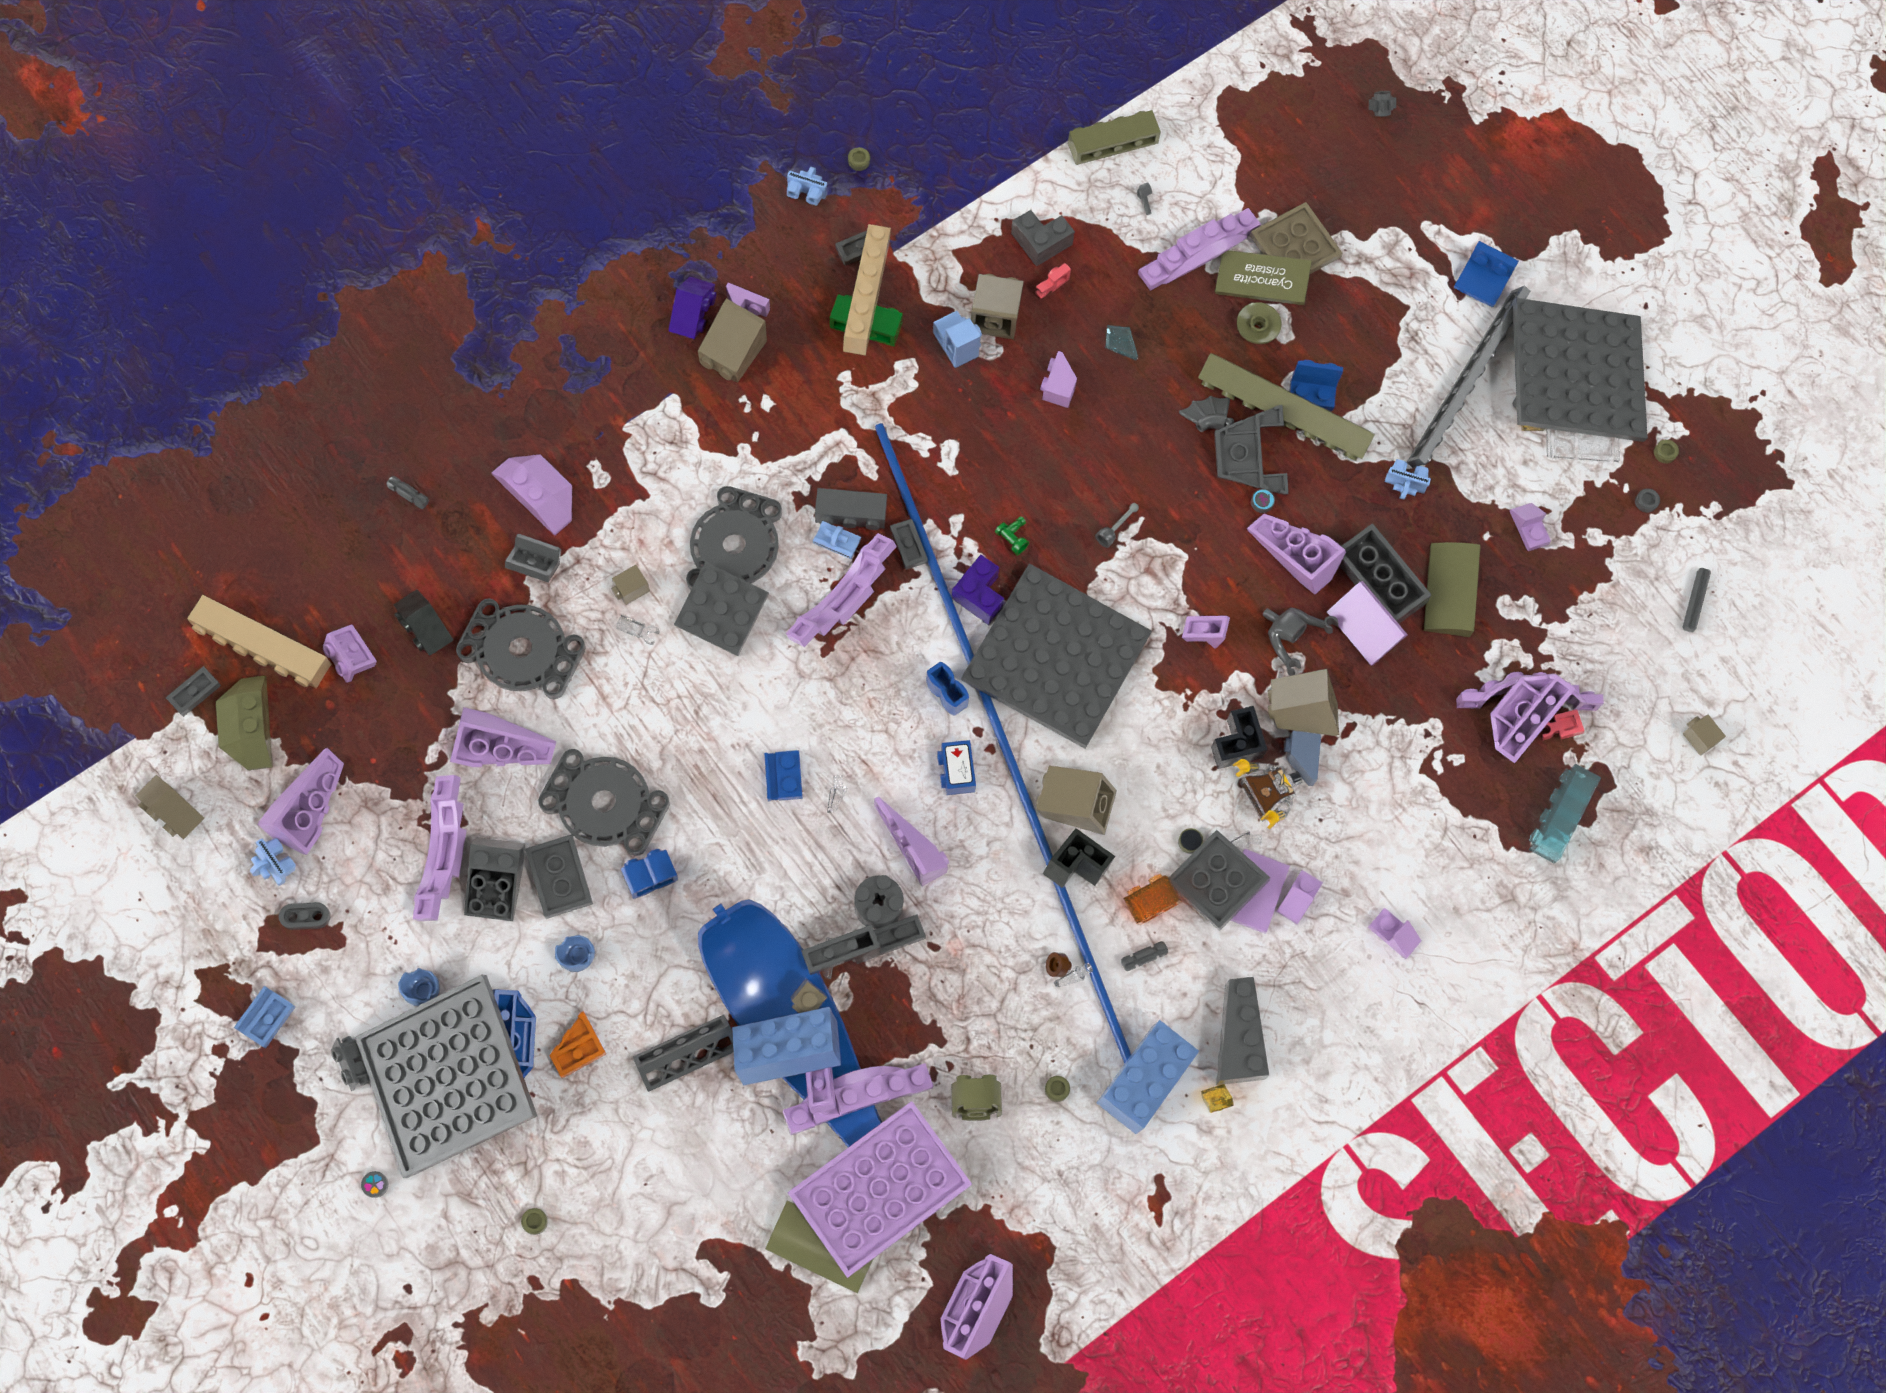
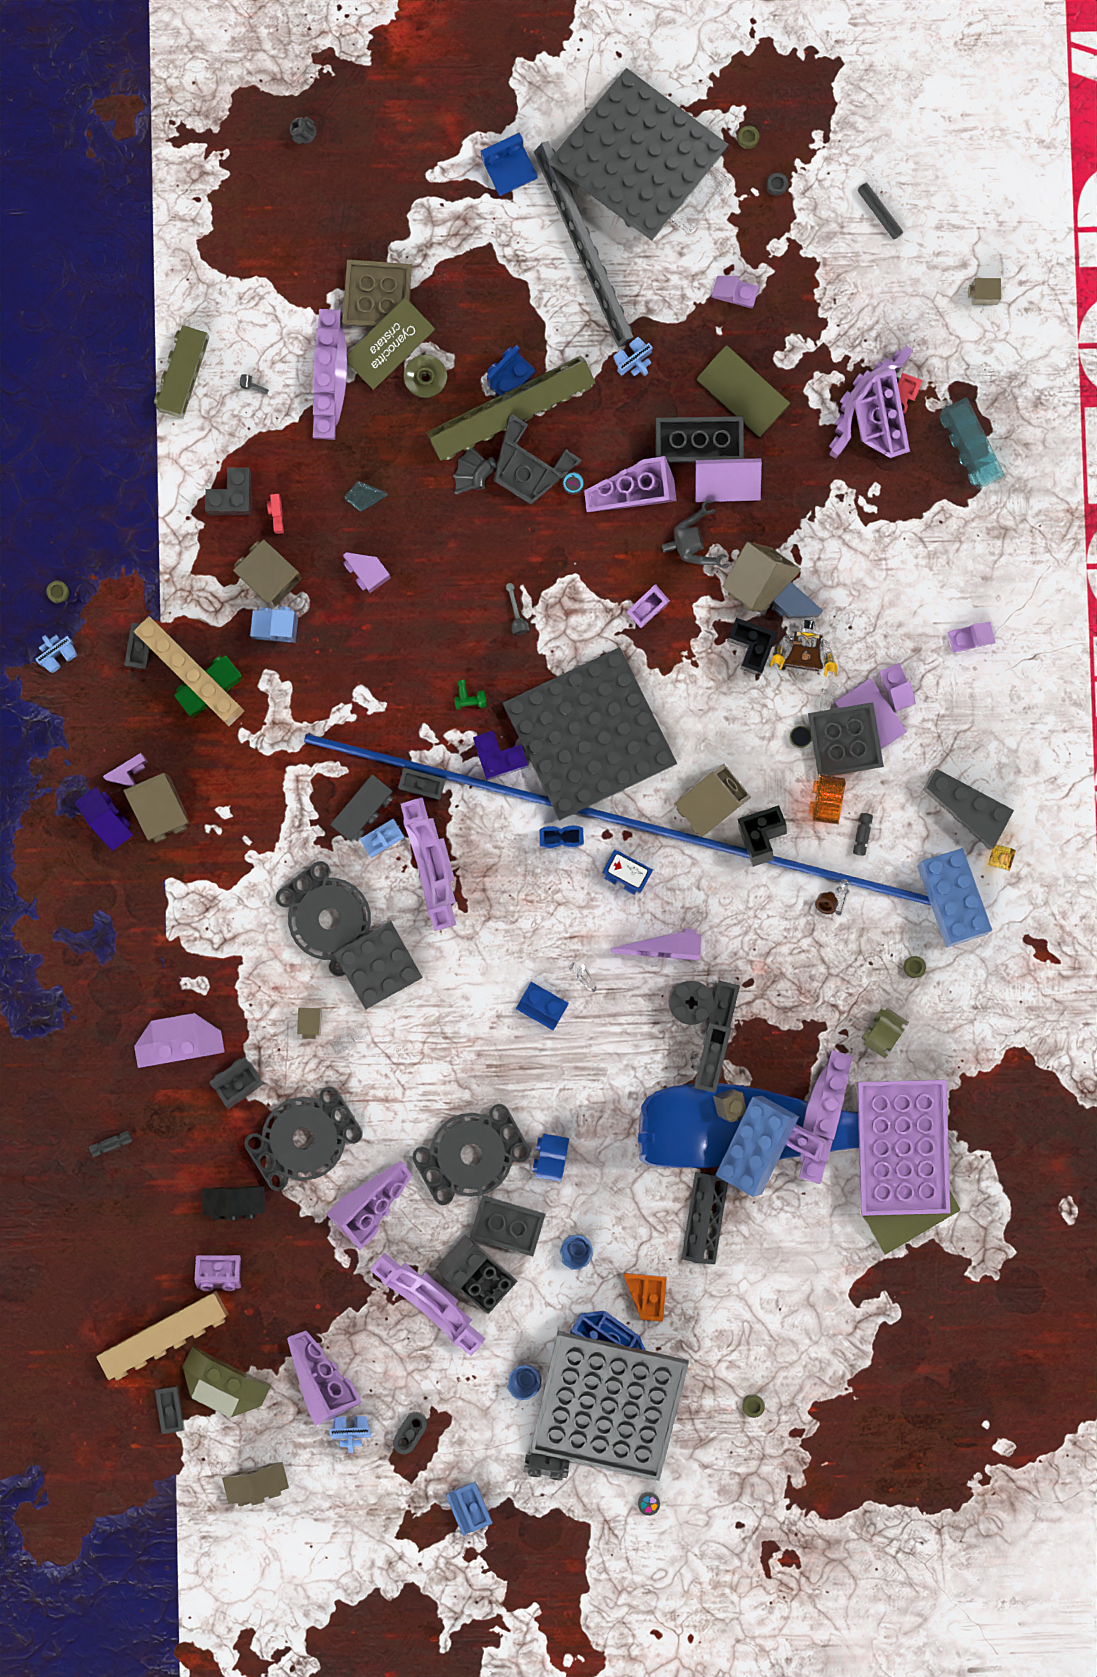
camera: 50 degrees left, 15 degrees up
(977, 1306) = (1030, 1135): lavender wedge -> none

